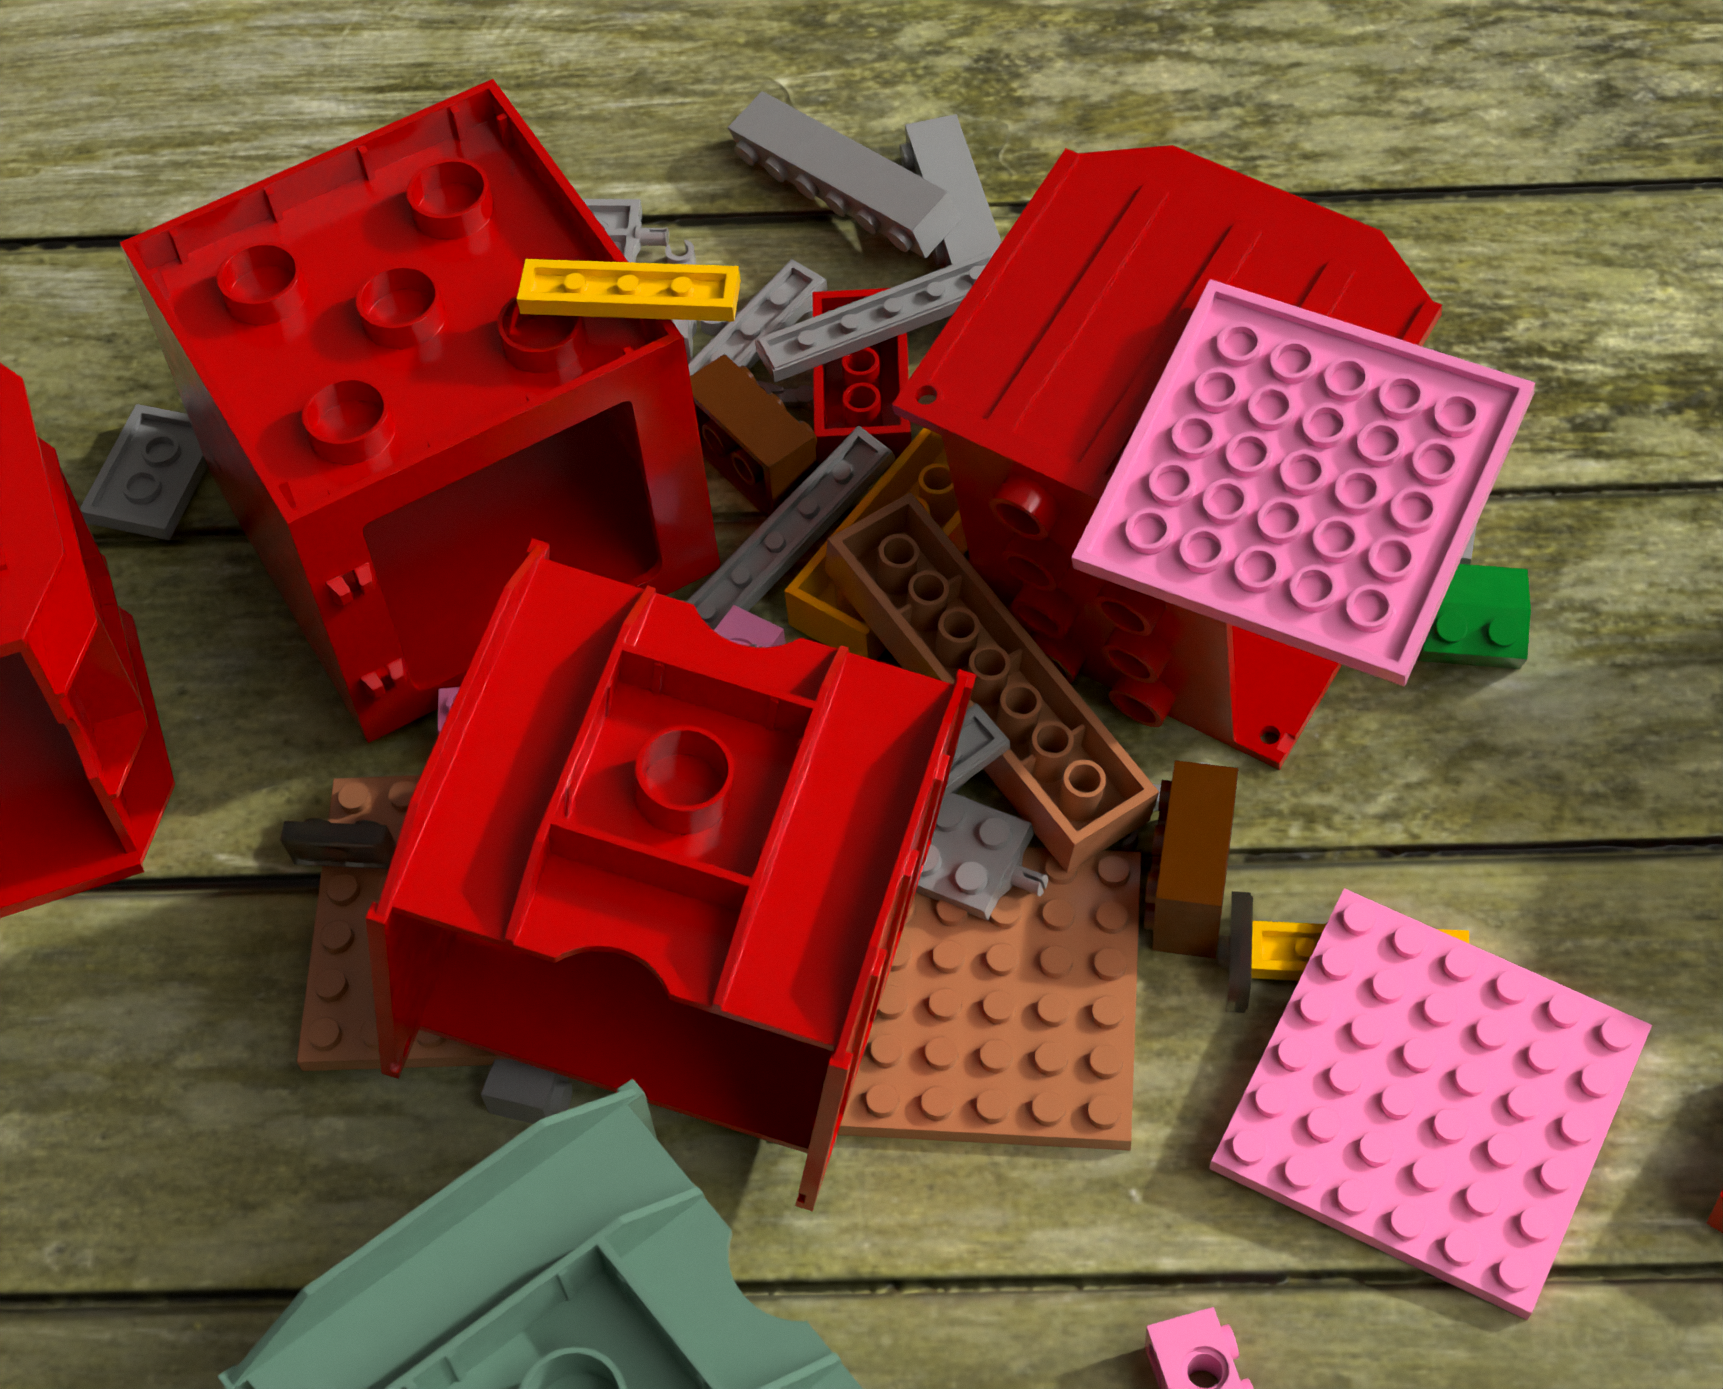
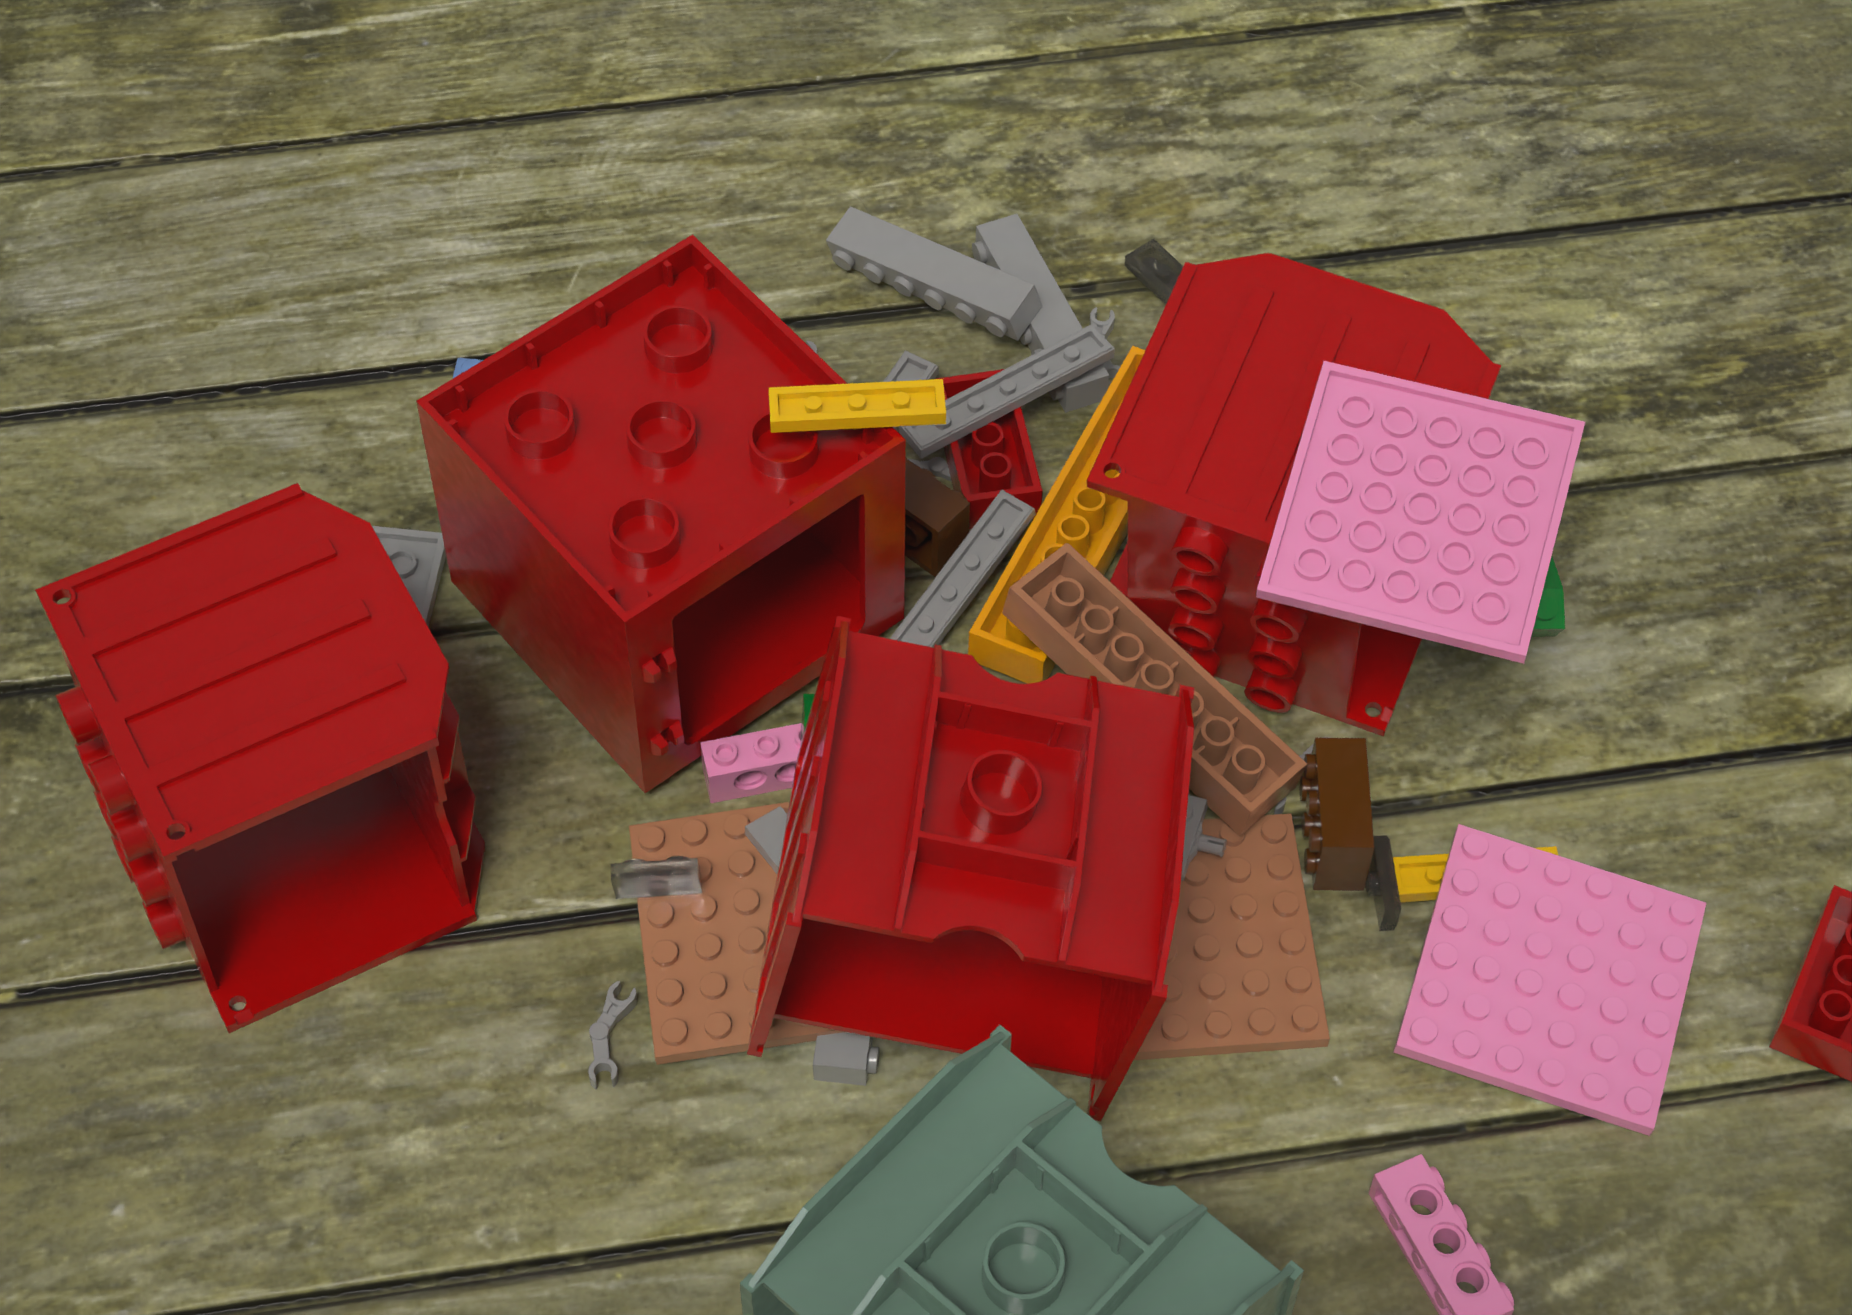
camera: 15 degrees left, 0 degrees up
(248, 1024) = (599, 1032): none -> light grey piece

